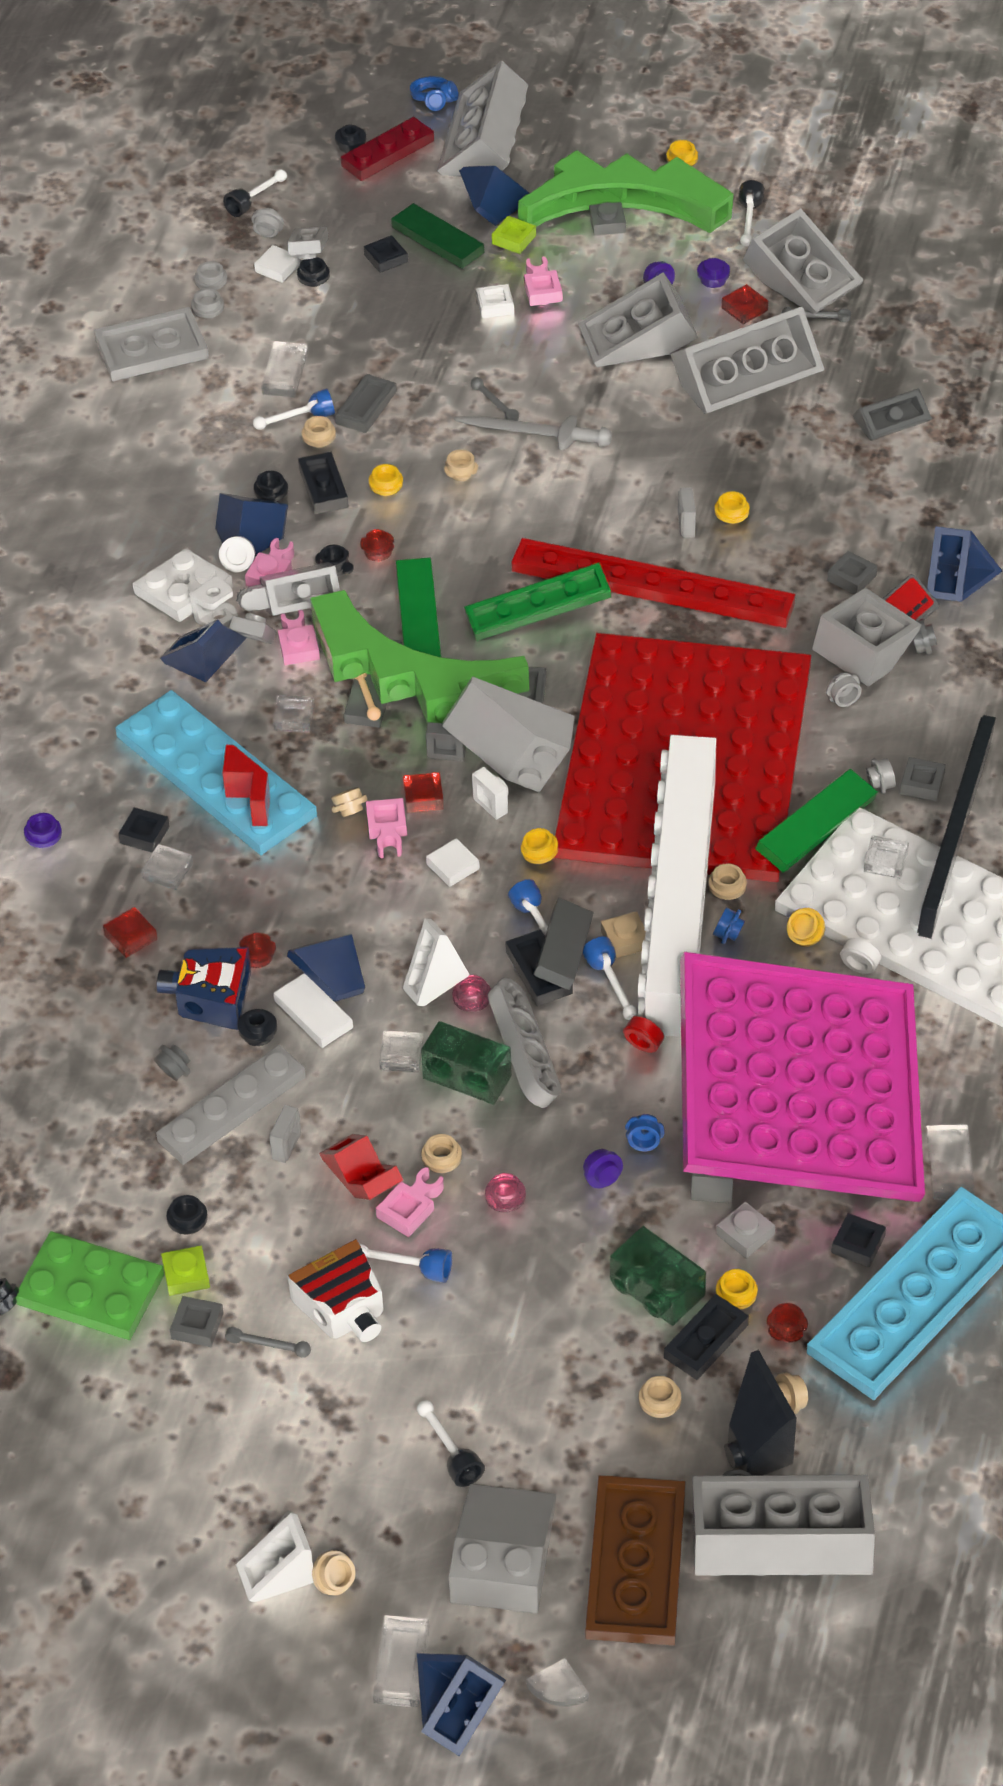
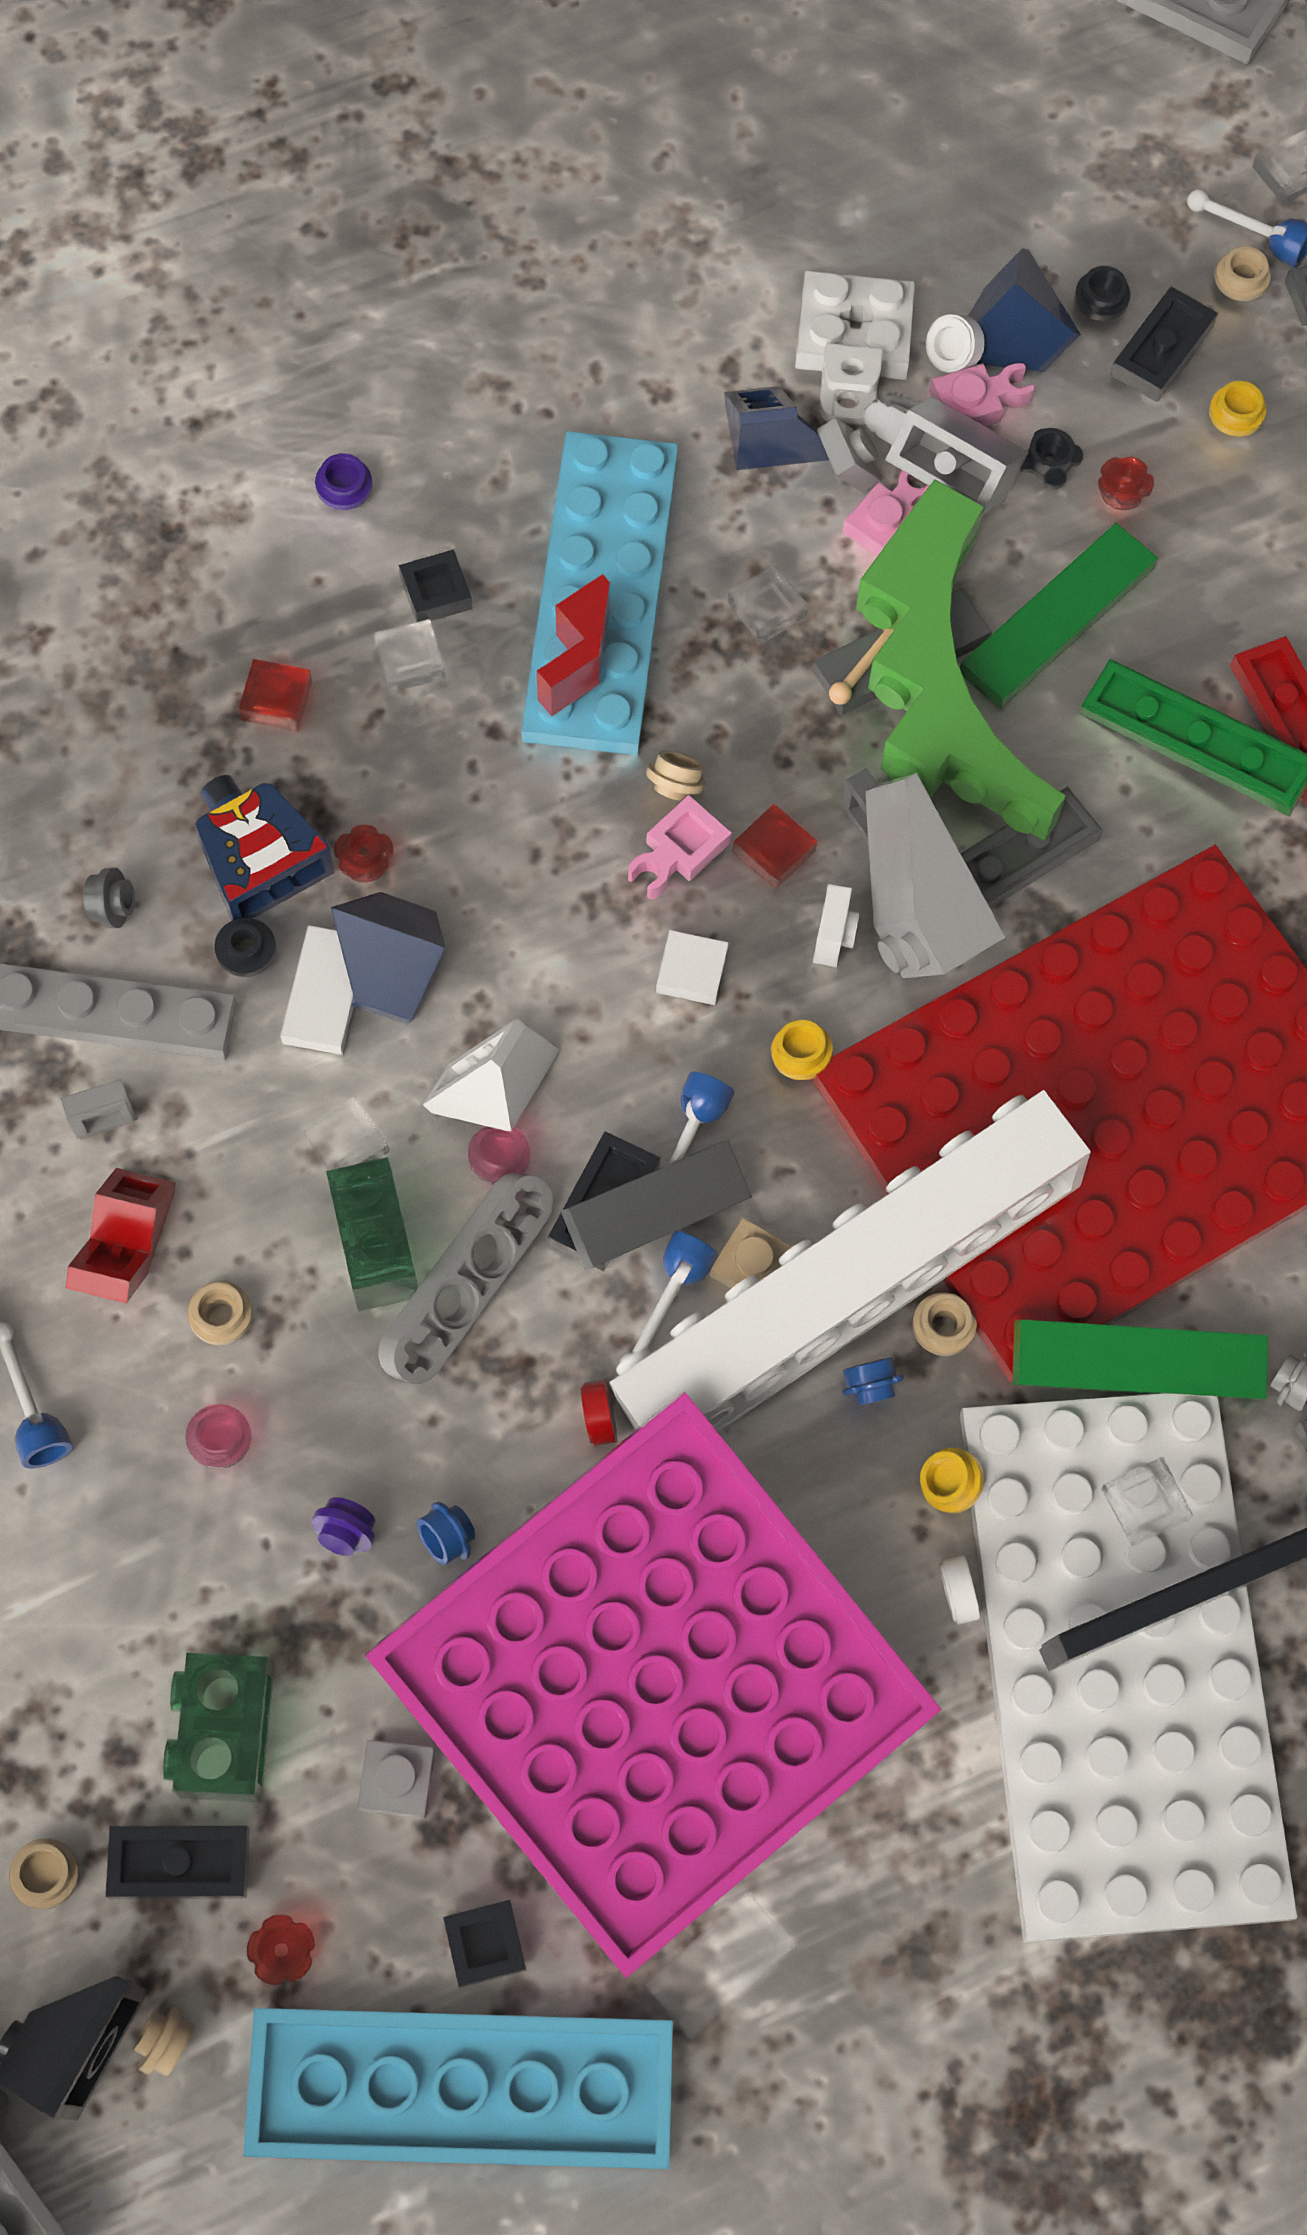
camera: 45 degrees right, 20 degrees up
(410, 1206) = (103, 1335): bright pink plate -> none
(737, 1288) = (286, 1842): yellow plate -> none

